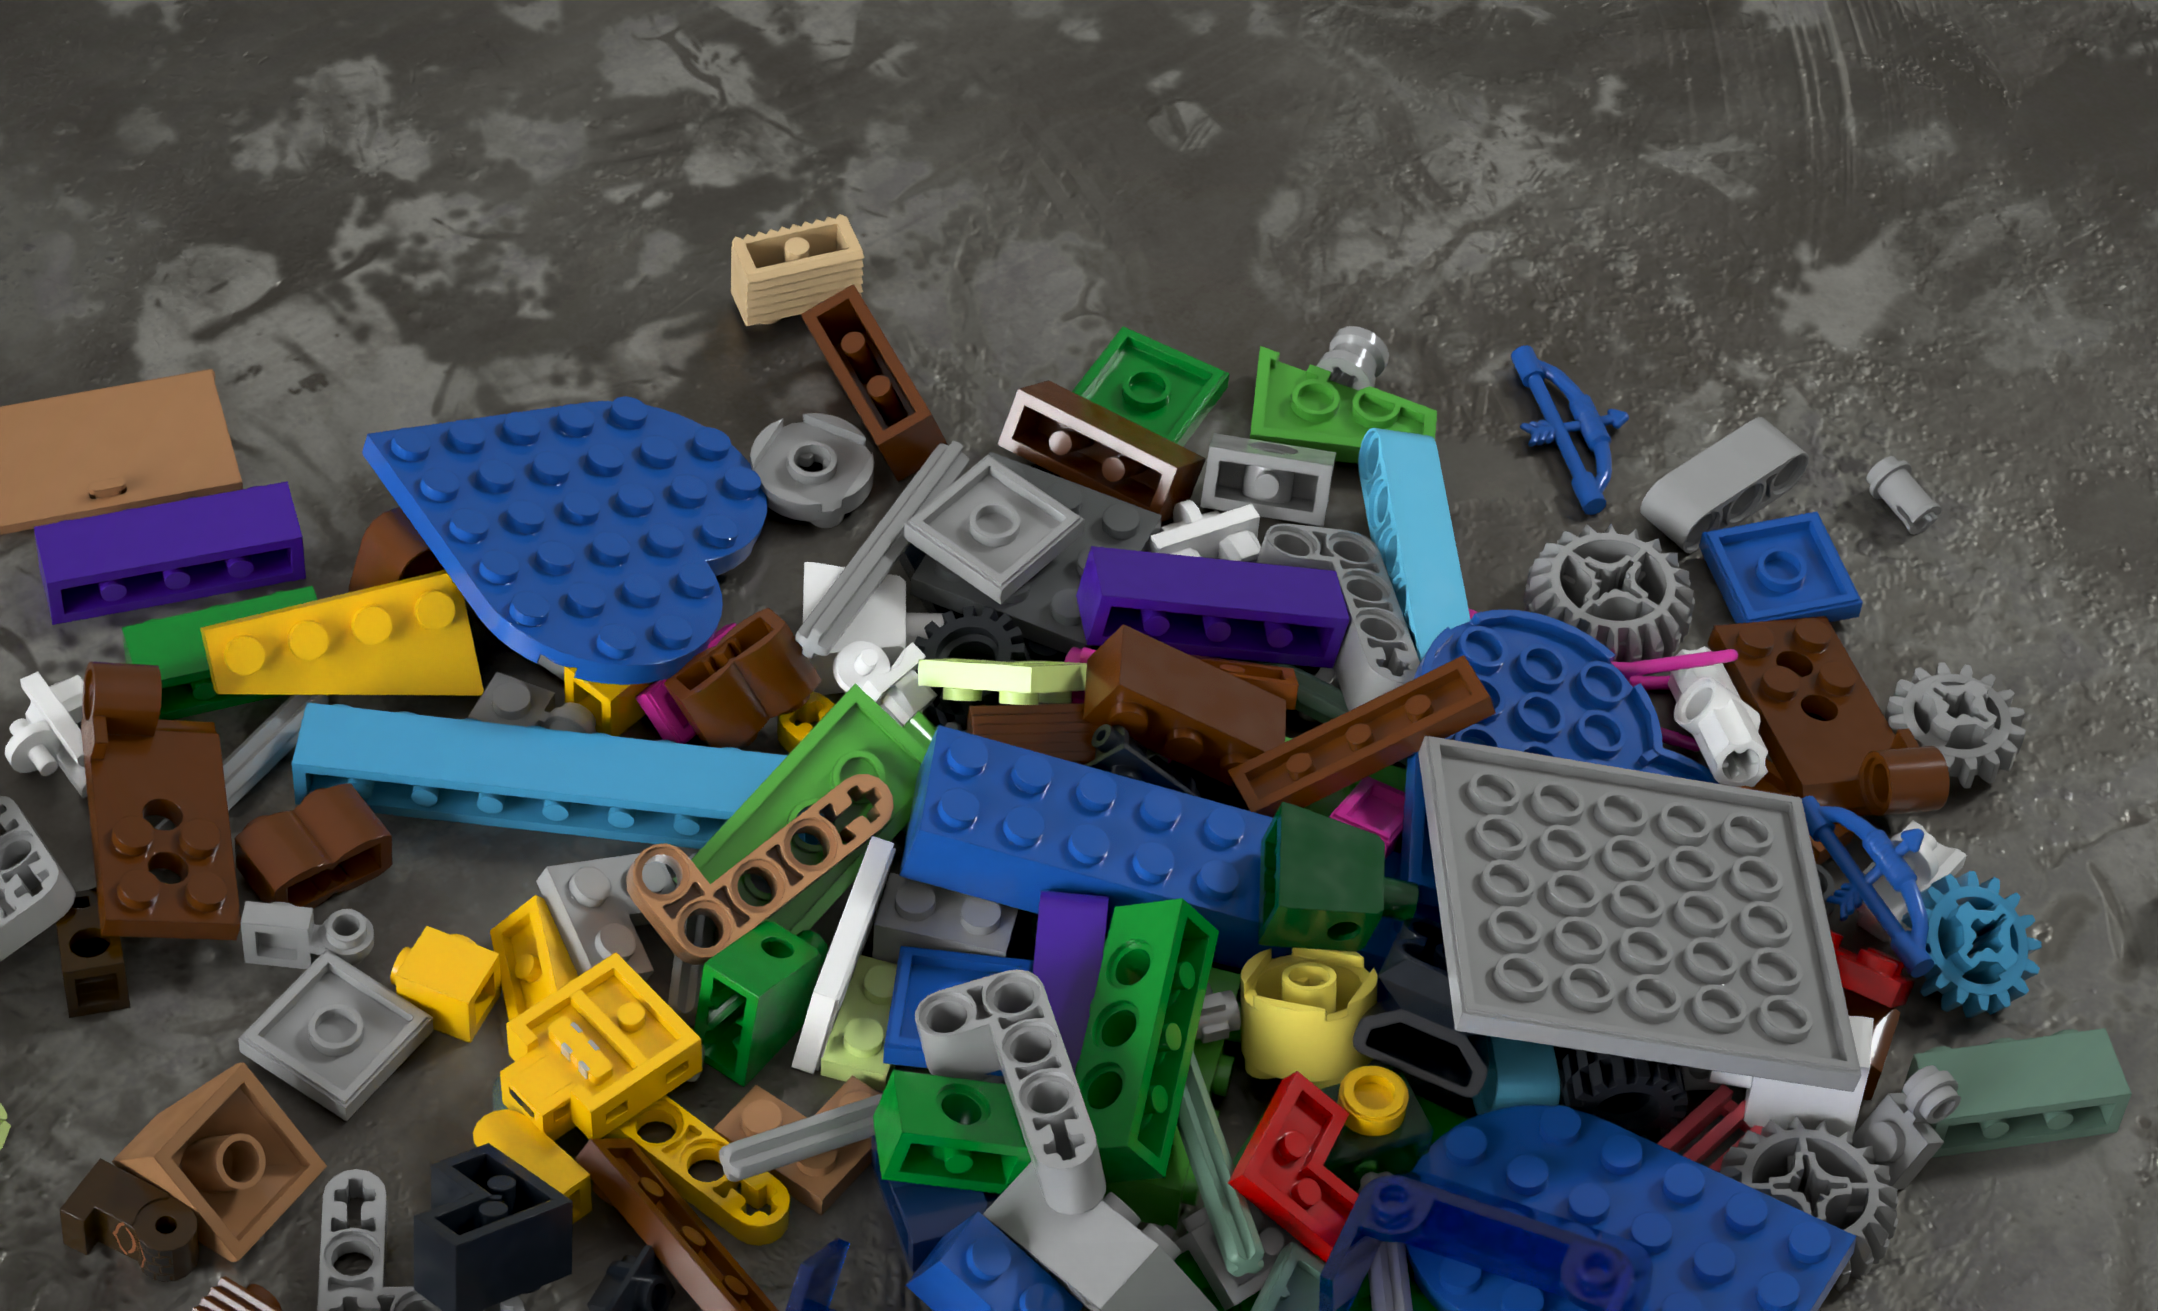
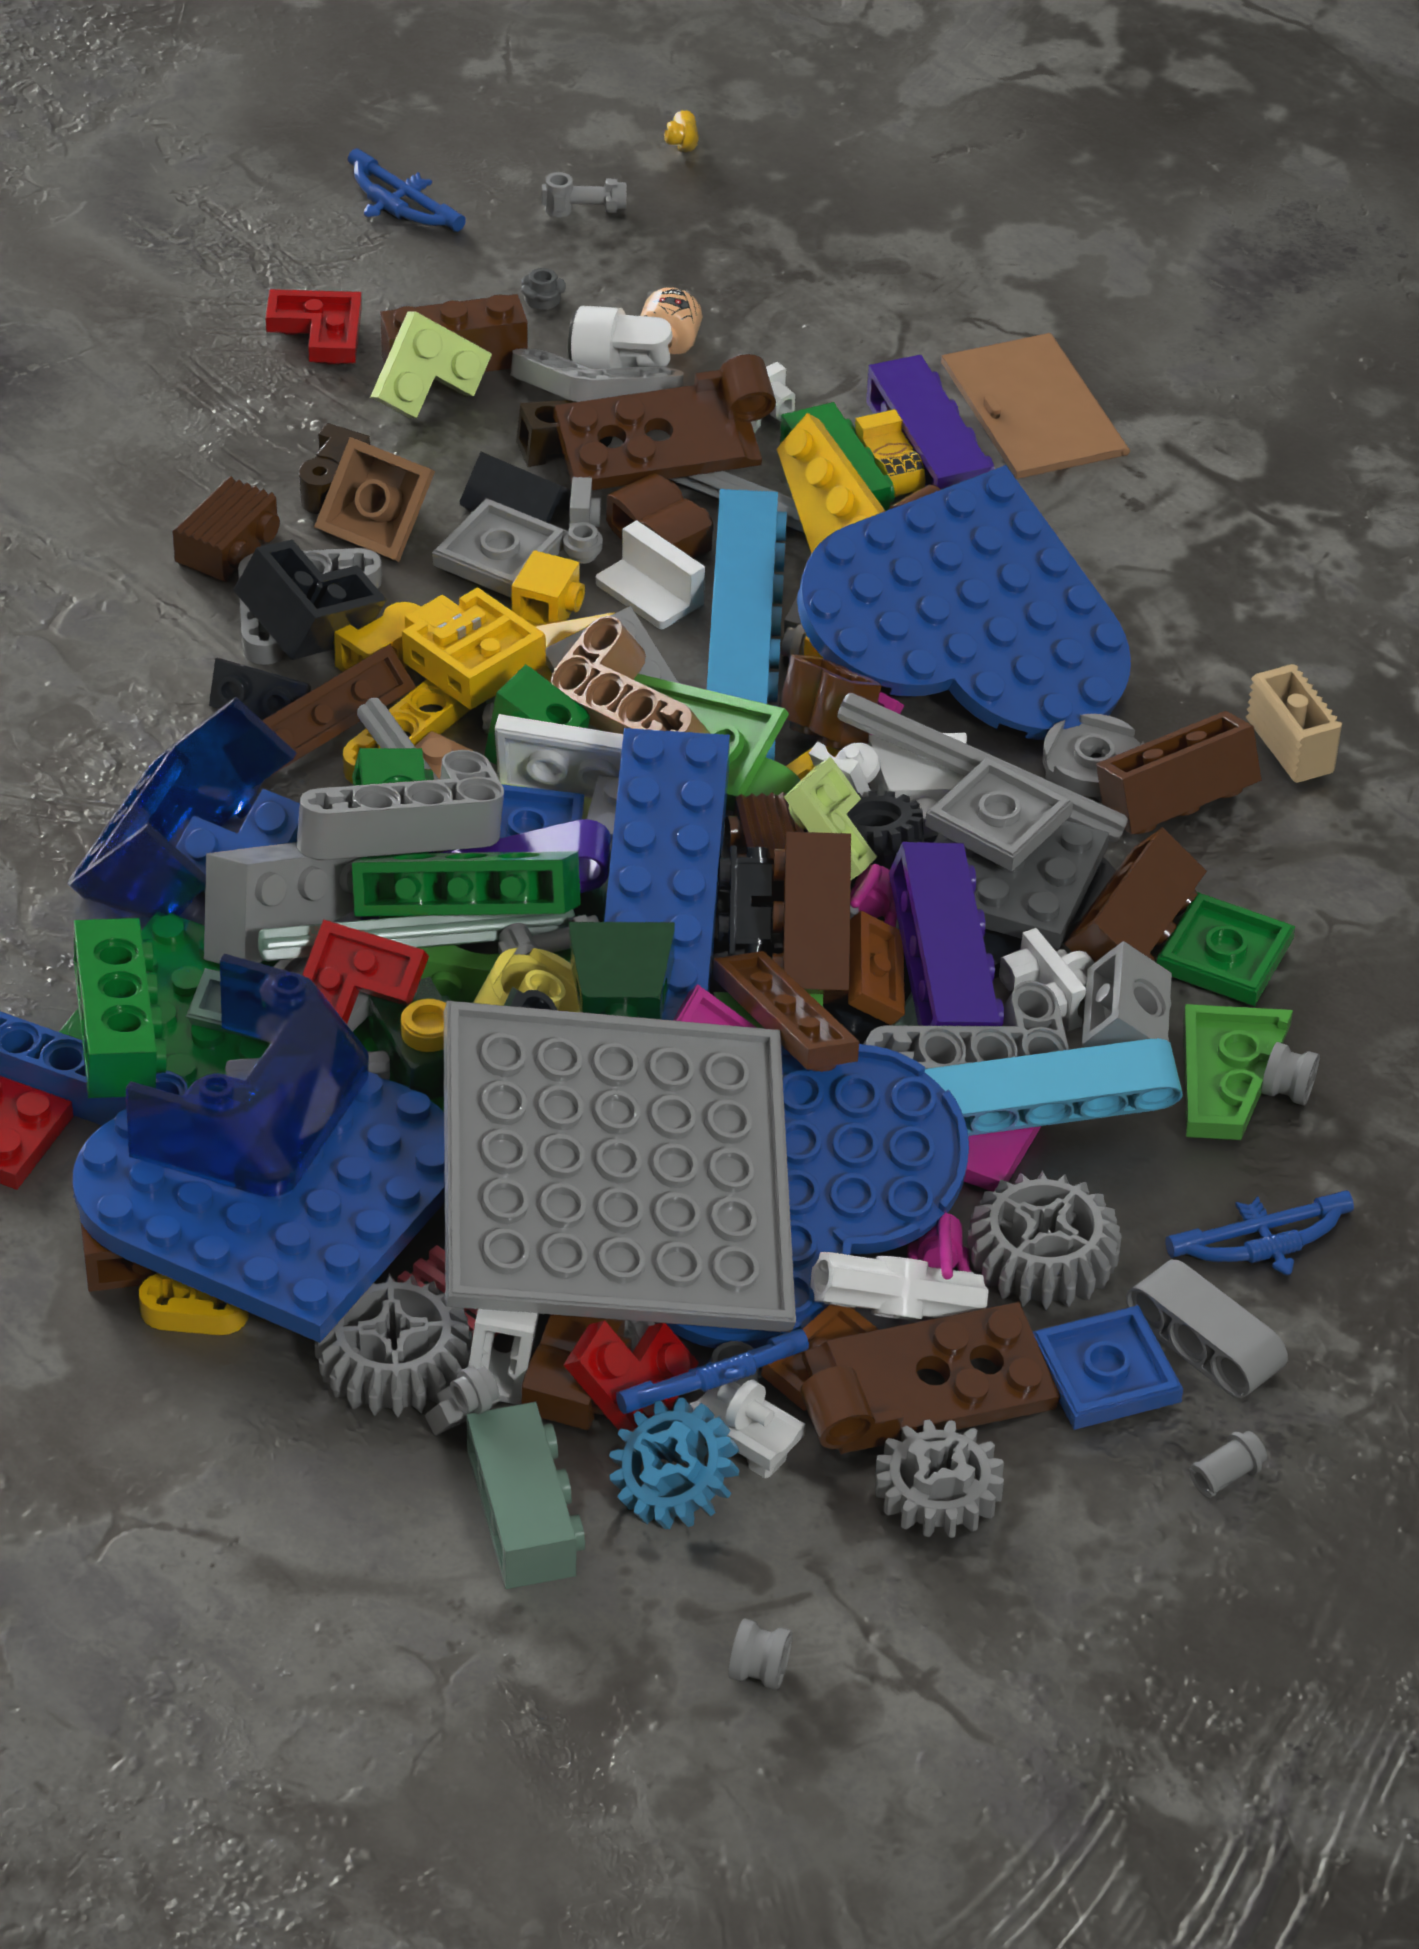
camera: 90 degrees right, 5 degrees down
(207, 586) = (892, 450): none -> yellow leg
(215, 1007) = (513, 488): none -> black panel
(420, 871) = (654, 577): none -> white panel

